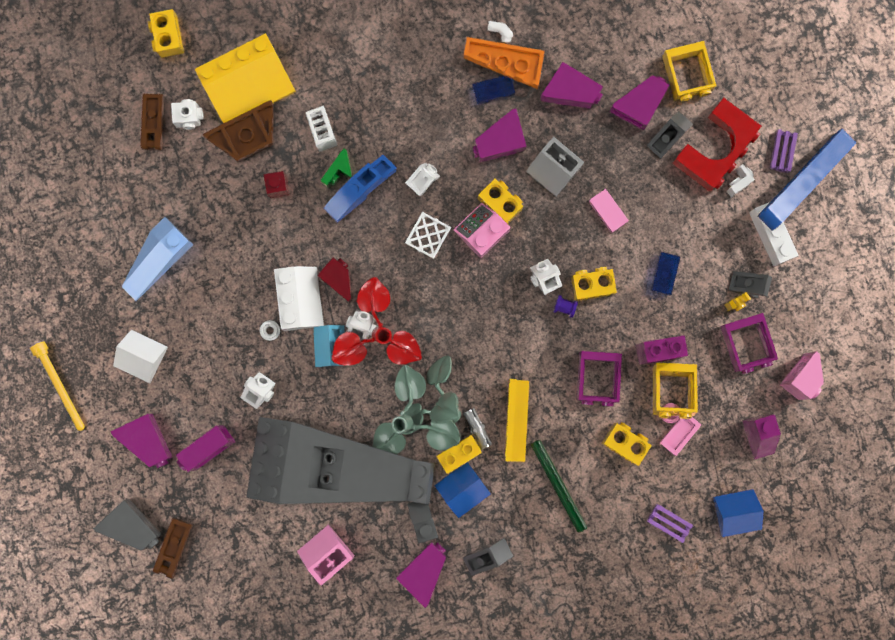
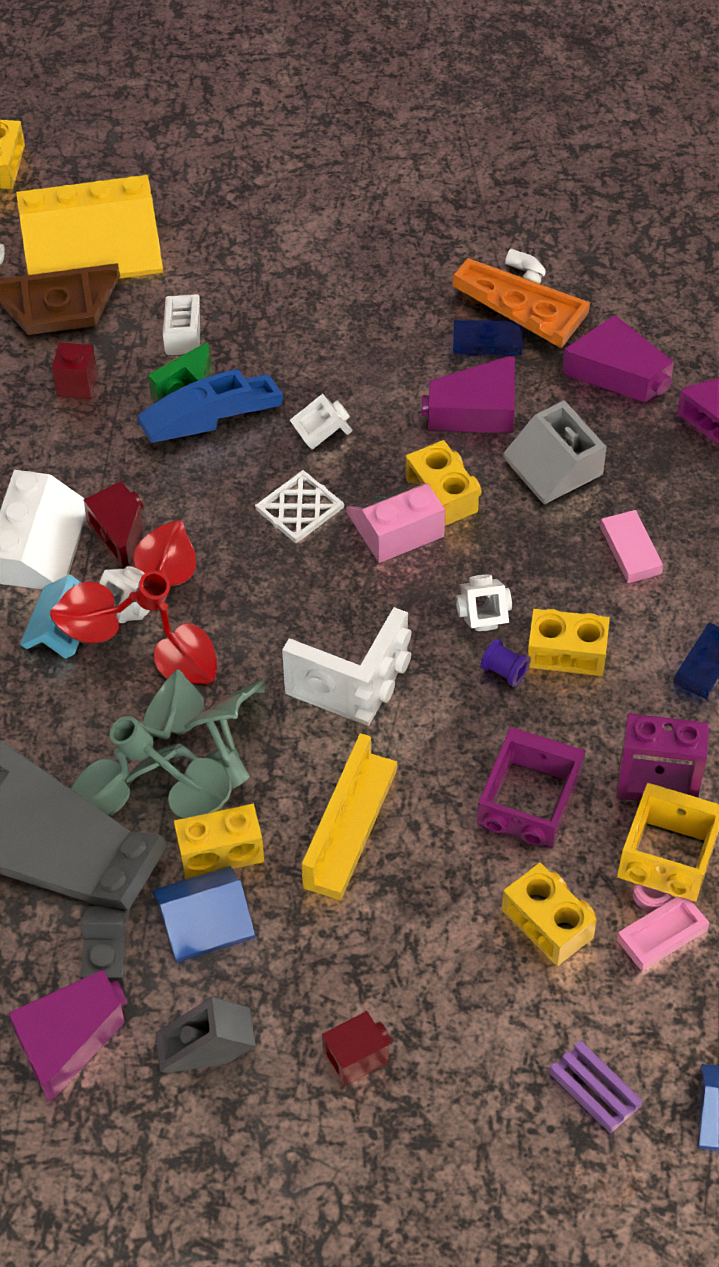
camera: 20 degrees right, 30 degrees down
(477, 429) = (271, 815): light grey pin -> none
(507, 341) = (345, 686): none -> white bracket
(558, 540) = (356, 1048): none -> dark red brick
(559, 486) = (392, 958): dark green axle -> none

